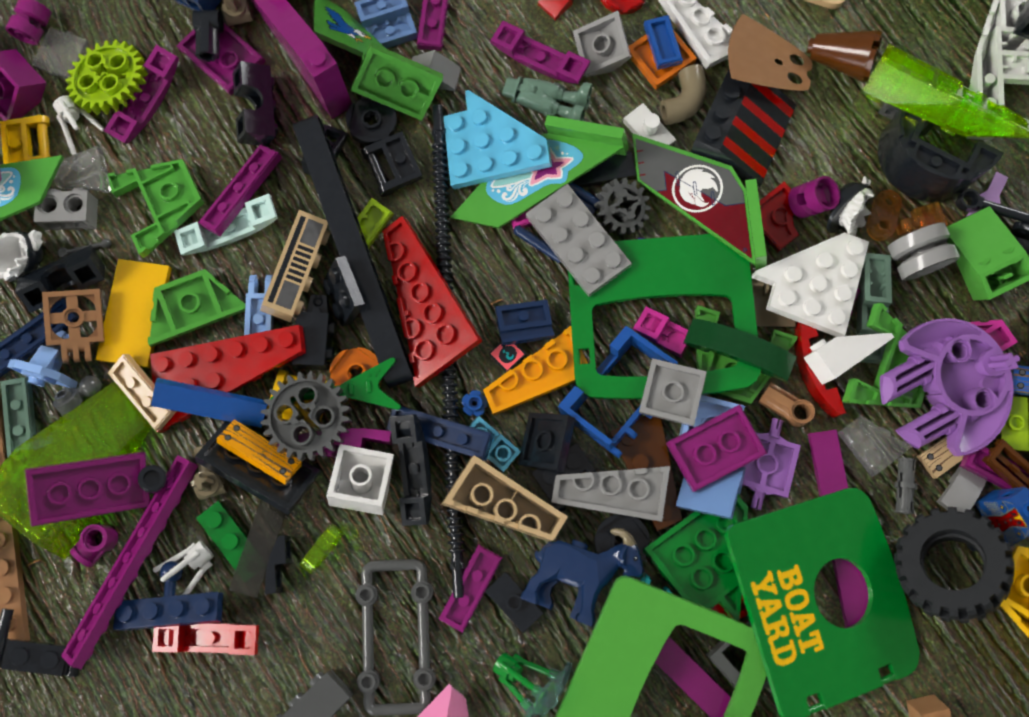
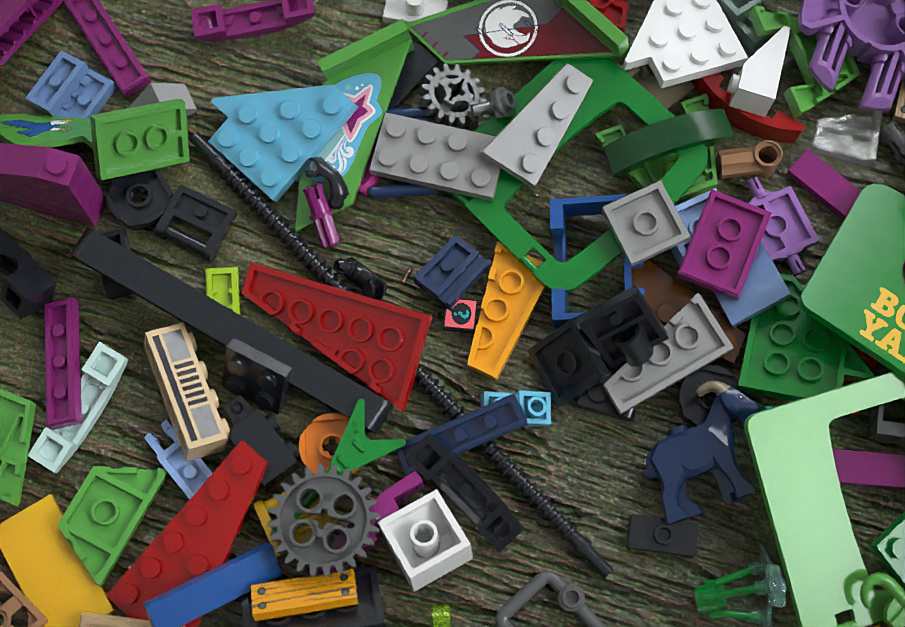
camera: 45 degrees left, 5 degrees down
(467, 282) = (369, 282): none -> black piece
(471, 219) = (321, 215): none -> magenta axle
(475, 580) = (610, 543): magenta tile -> none
(476, 410) = (465, 391): blue plate -> none
(496, 209) = (337, 185): none -> black piece
(498, 499) = (570, 449): tan wedge -> none
(545, 95) = (291, 50): sand green piece -> none
(596, 450) = (624, 328): none -> black plate
(646, 235) = (501, 104): none -> flat silver plate
(652, 273) = (535, 132): none -> light grey wing
(662, 331) = (584, 182): dark pink slope -> none

